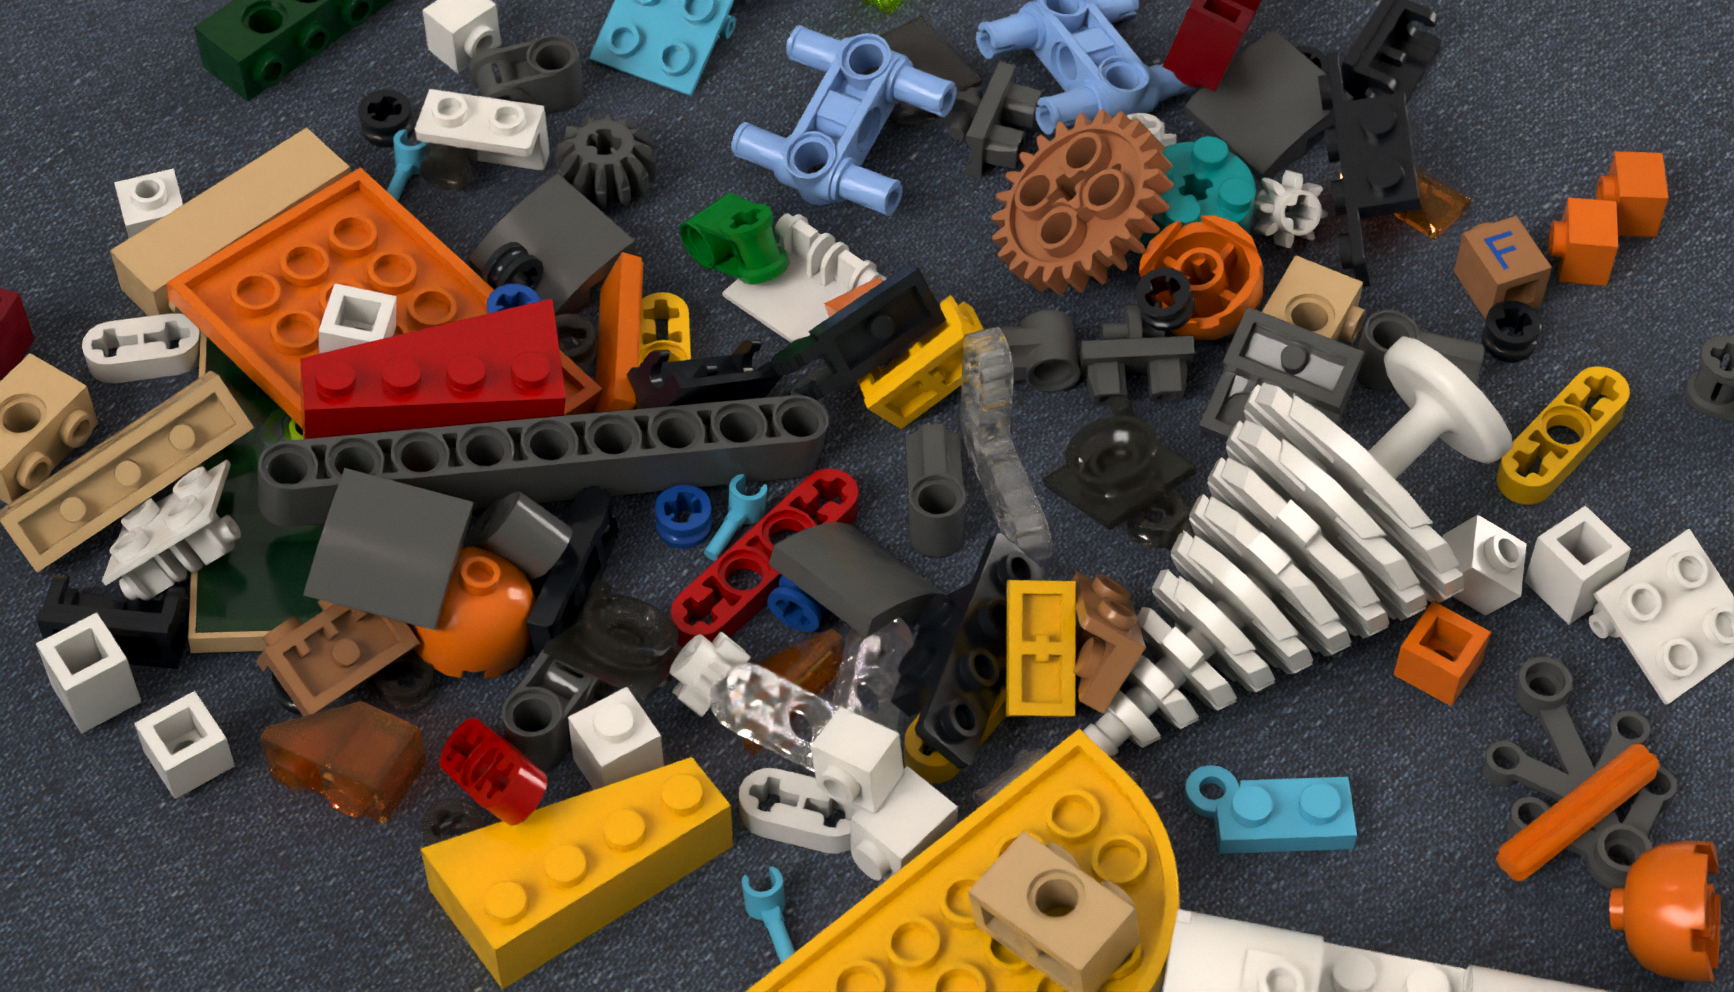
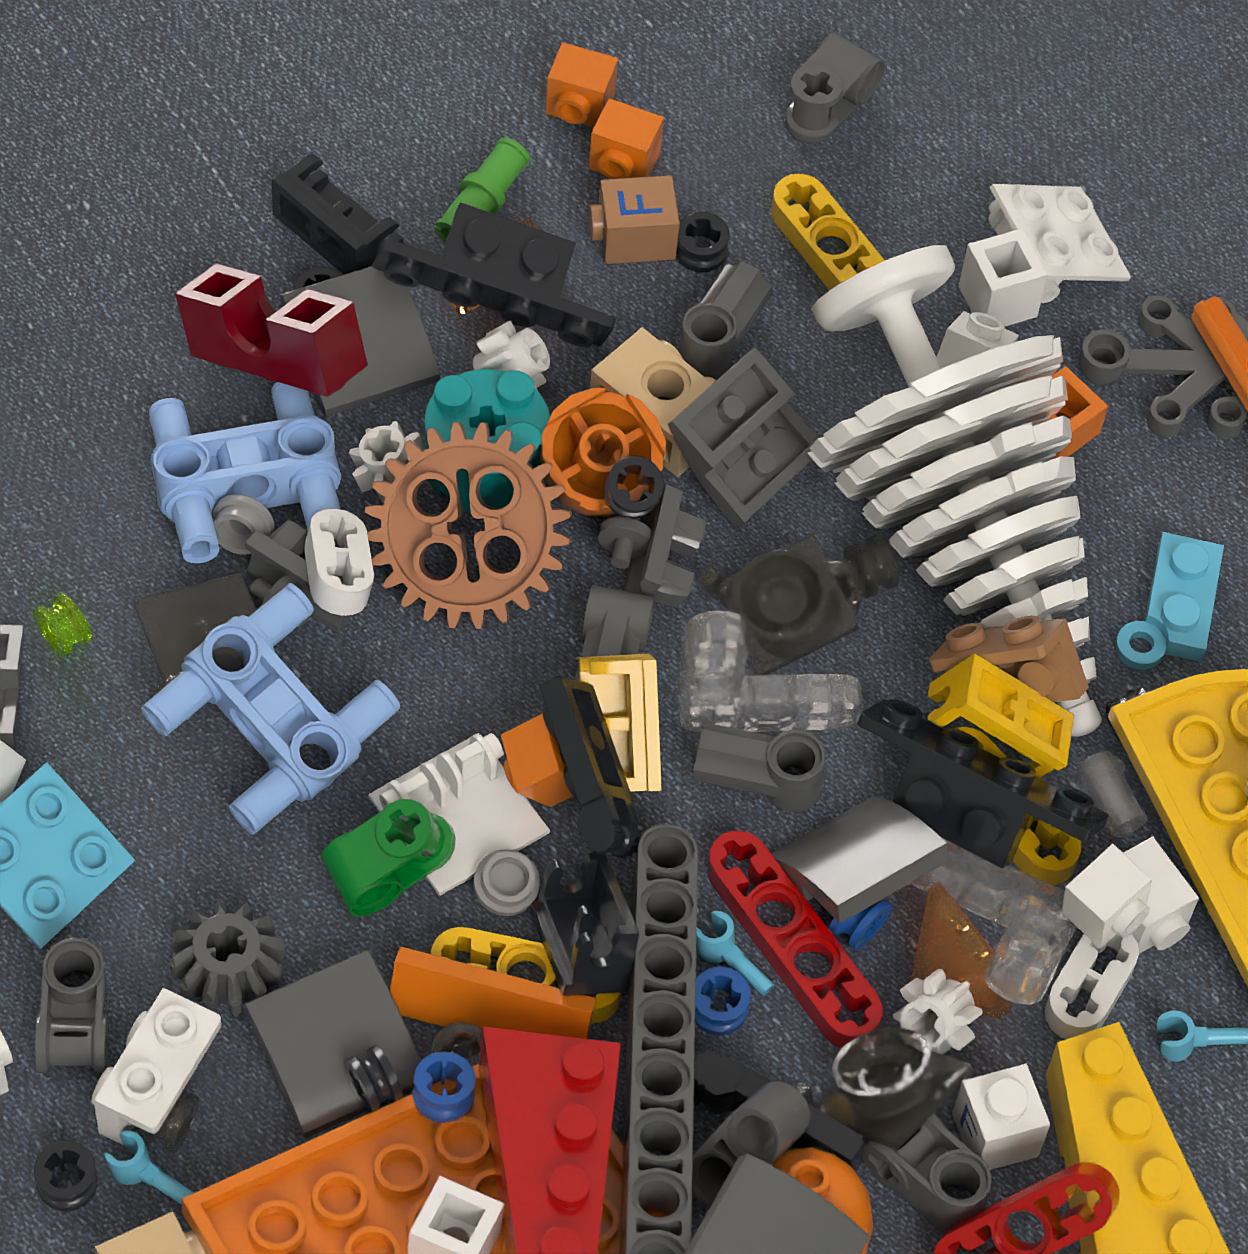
camera: 80 degrees left, 5 degrees up
(748, 323) = (506, 882): none -> light grey plate
(997, 111) = (350, 562): none -> white beam
(1035, 66) = (237, 519): none -> light grey plate
(1473, 153) = (487, 186): none -> bright green pin

